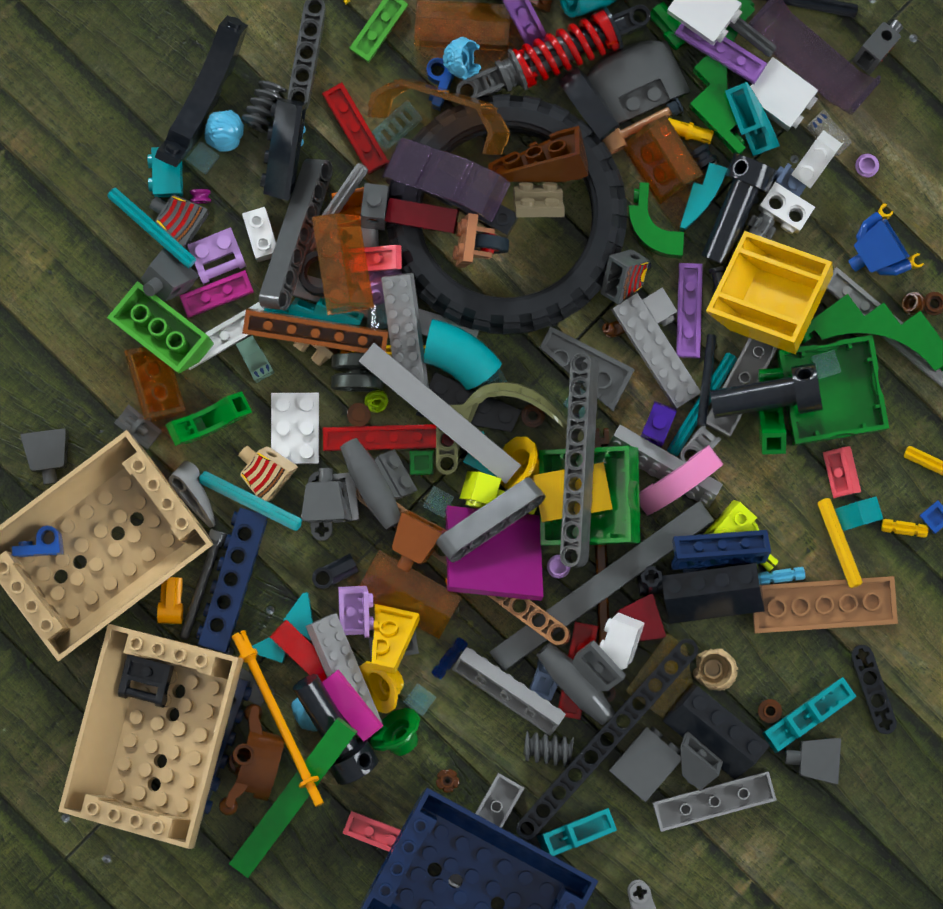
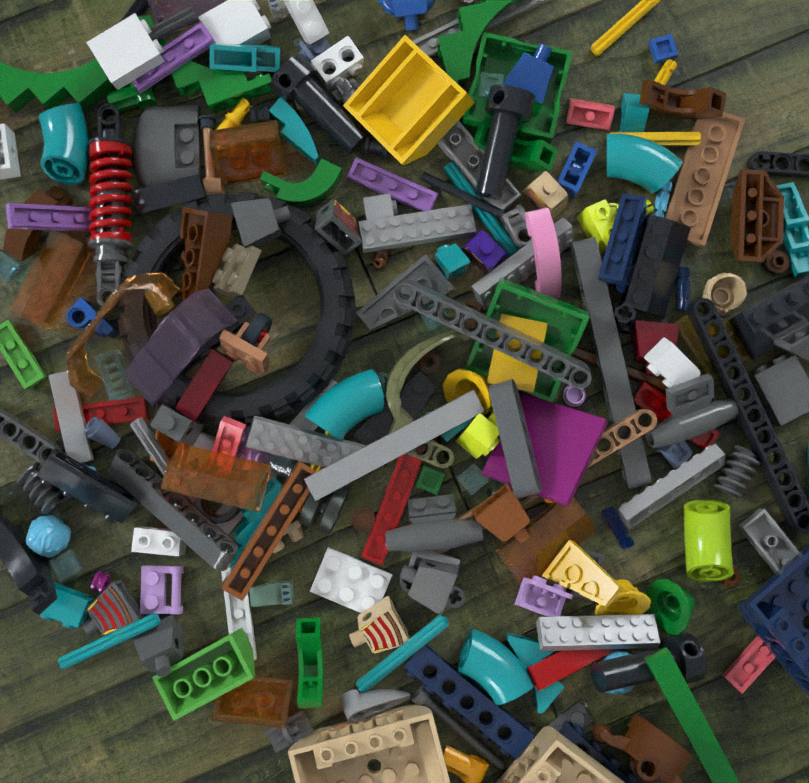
camera: 70 degrees left, 0 degrees up
(216, 294) = (197, 604): dark pink tile -> none
(249, 655) = (548, 717): light orange bar -> none
(273, 590) = (493, 667): none -> teal brick
(337, 571) = (499, 599): black piece -> none
(338, 137) = (100, 431): none -> sand blue cone
(341, 102) = (70, 418): none -> light grey tile
(352, 705) = (633, 639): dark pink tile -> none
(376, 401) = (357, 497): lime plate -> none
(420, 699) = (645, 570): clear light blue plate -> none
(459, 58) = (75, 291): medium azure hair -> none
(471, 743) = (708, 540): none -> lime brick
(478, 141) = (157, 303): none -> clear yellow beam
(594, 201) = (259, 221): none -> dark grey torso
(637, 396) = (451, 261): none -> teal slope
(706, 629) = (683, 289): none -> dark blue axle
(738, 461) = (546, 192): none -> tan torso
(775, 478) = (576, 168): none -> blue brick
(801, 671) = (756, 216): none -> reddish brown wedge
(808, 534) = (640, 161): none -> teal brick
(850, 399) = (532, 73): none -> blue torso
(884, 551) = (682, 104): none -> reddish brown arch

